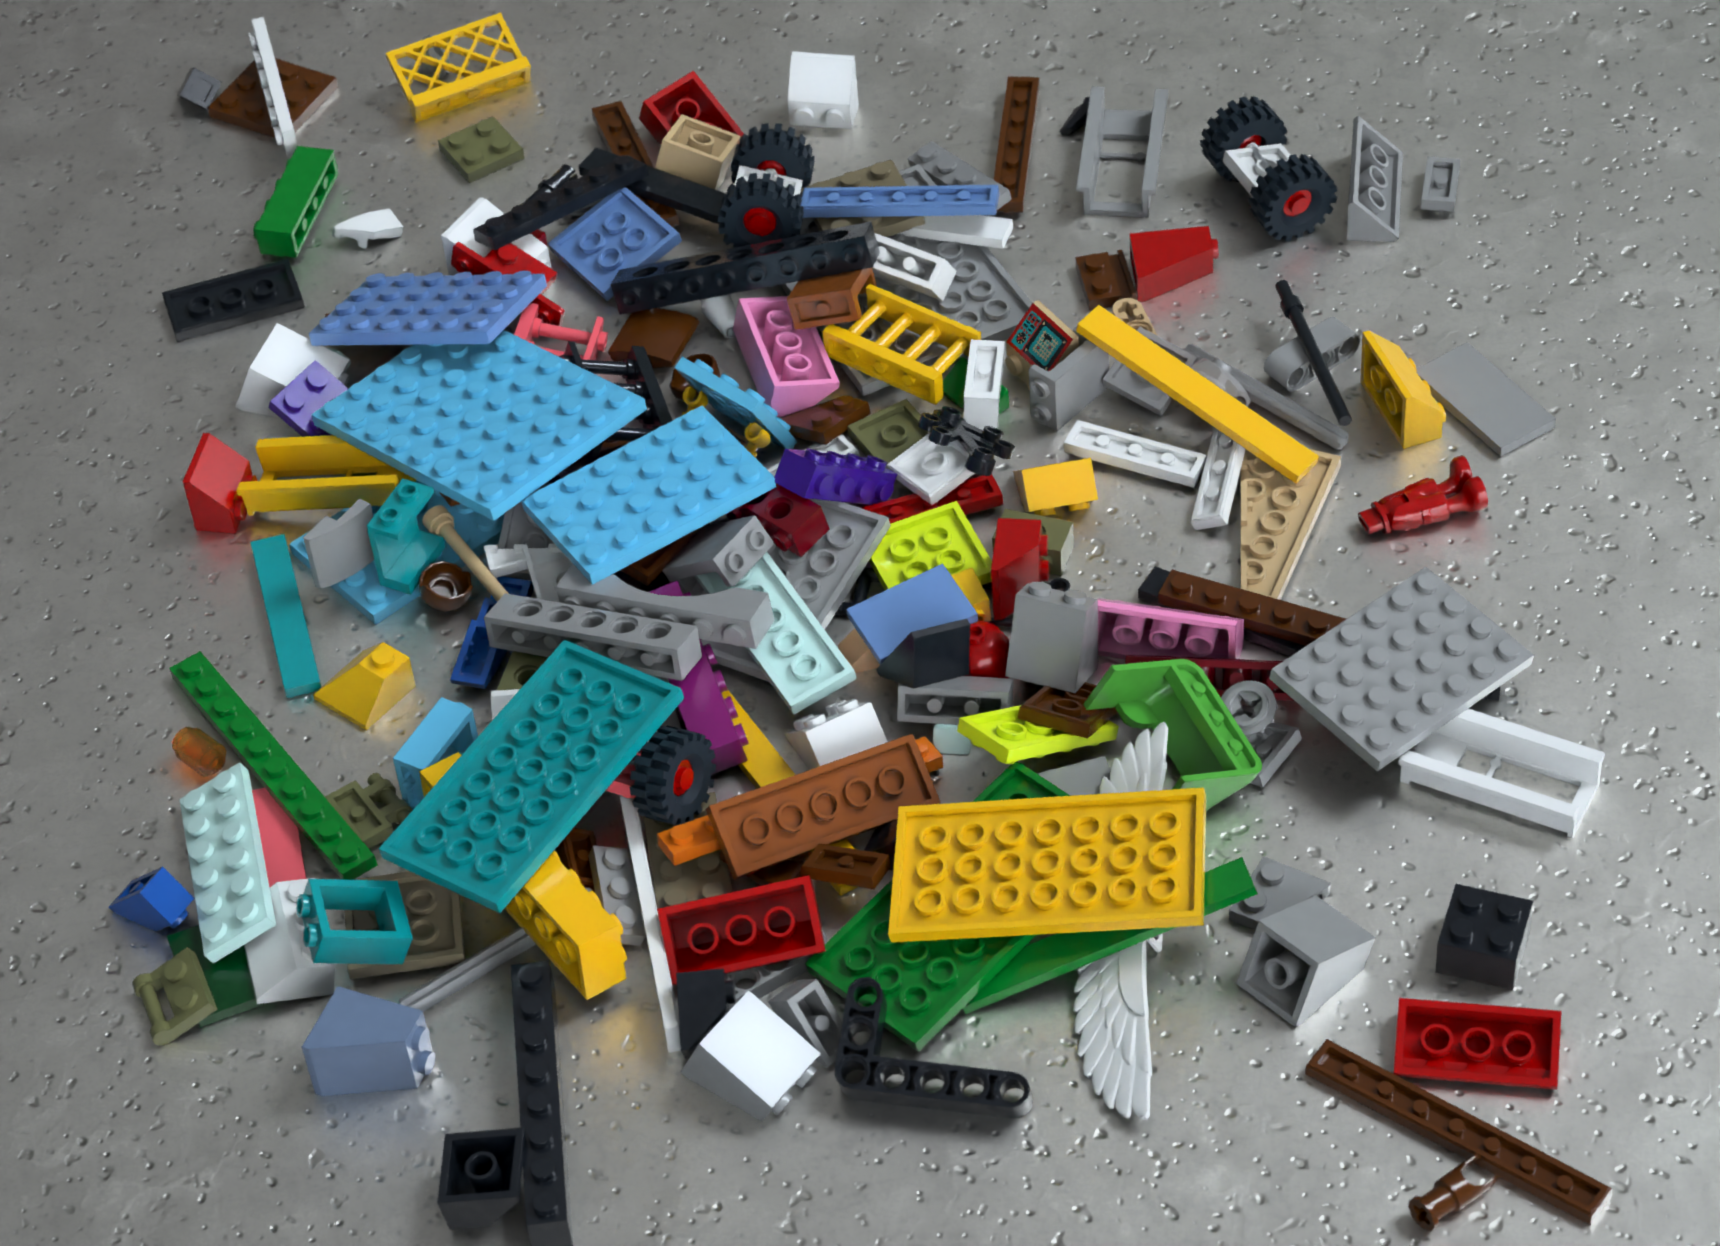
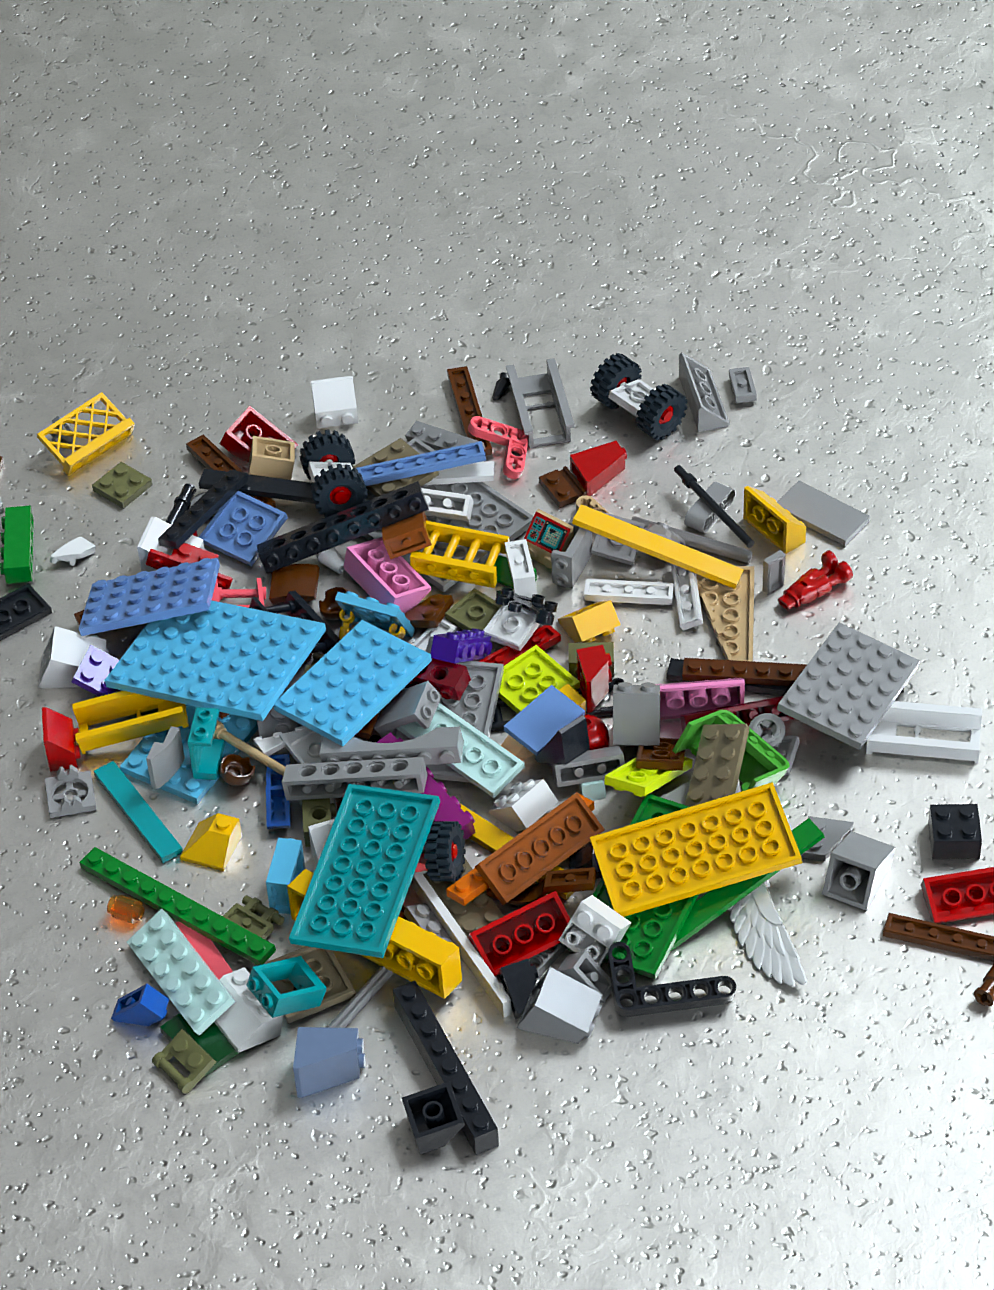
camera: 20 degrees left, 0 degrees up
(201, 584) = (75, 805): none -> light grey piece
(844, 946) = (594, 929): none -> white slope
(1056, 200) = (511, 442): none -> coral beam
(1141, 738) = (717, 762): none -> dark tan plate
(1363, 470) = (773, 572): none -> light grey tile

